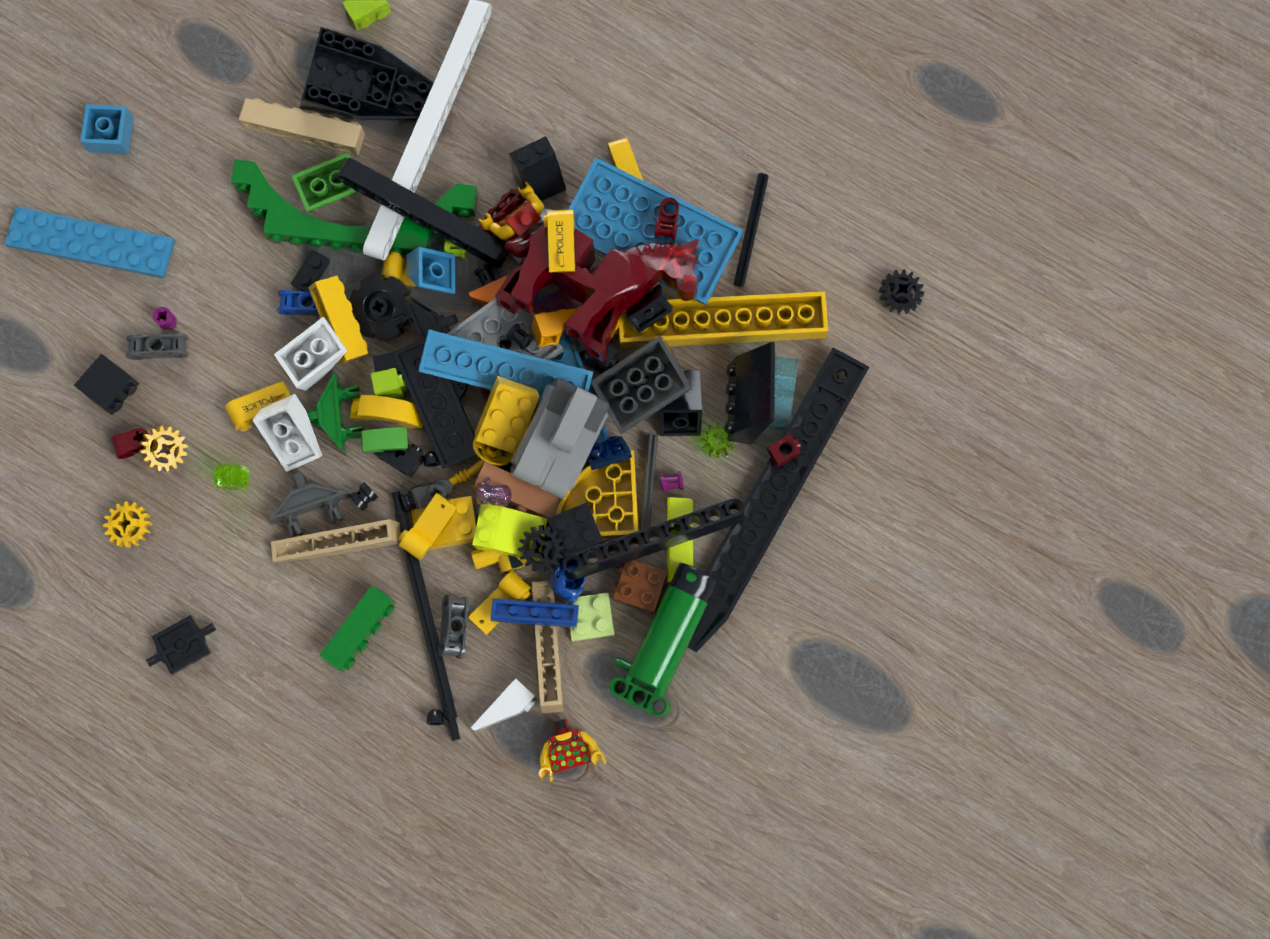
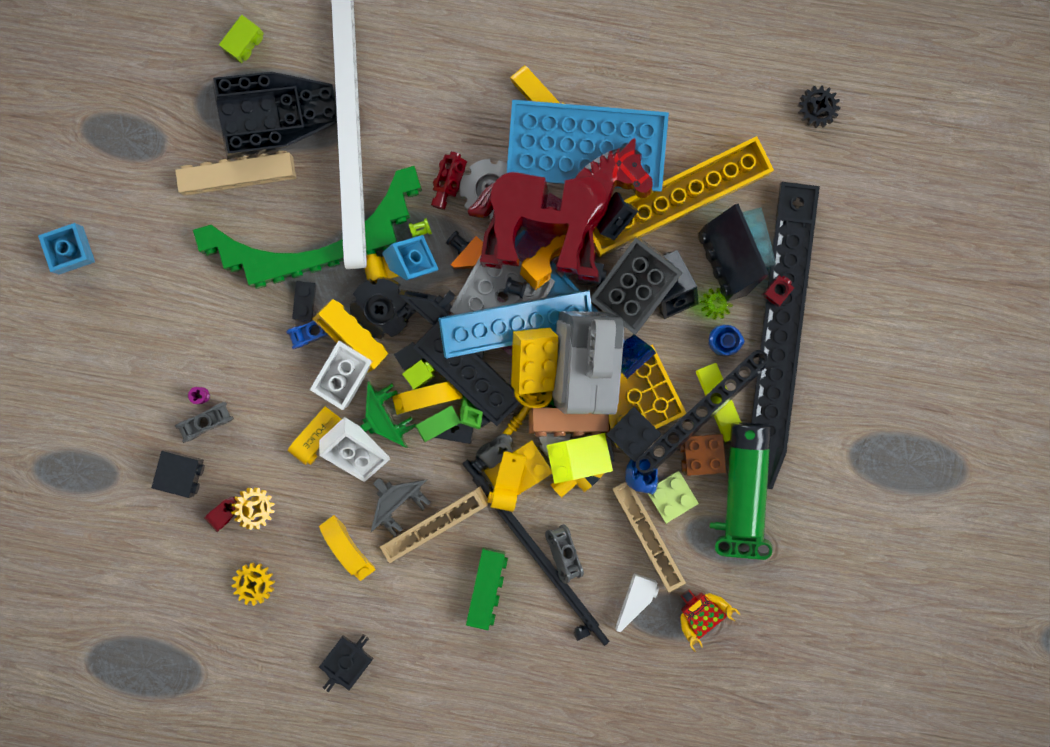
camera: 20 degrees left, 10 degrees up
(89, 242) = (100, 355): dark azure plate -> none
(231, 477) = (322, 508): clear neon green gear -> none
(234, 528) = (345, 549): none -> yellow arch
(319, 184) = (284, 217): bright green slope -> none
(363, 496) = (439, 477): black wheel -> none
(421, 444) = (470, 414): none -> bright green slope
(422, 212) = (381, 211): black beam -> none
(494, 494) = (555, 434): animal -> none
(510, 588) = (593, 516): yellow door -> none
(519, 219) = (468, 182): torso -> none
(534, 613) = (627, 515): blue tile -> none
(539, 167) = (462, 129): black slope -> none
(539, 540) = (614, 468): black gear -> none
(560, 240) = (519, 191): yellow door -> none
(648, 481) = (672, 364): dark grey axle -> none
(667, 222) = (600, 132): dark red piece -> none
(675, 477) = (692, 355): magenta bush -> none
(711, 480) = (725, 340): none -> blue hair
(751, 229) = (666, 102): black axle -> none

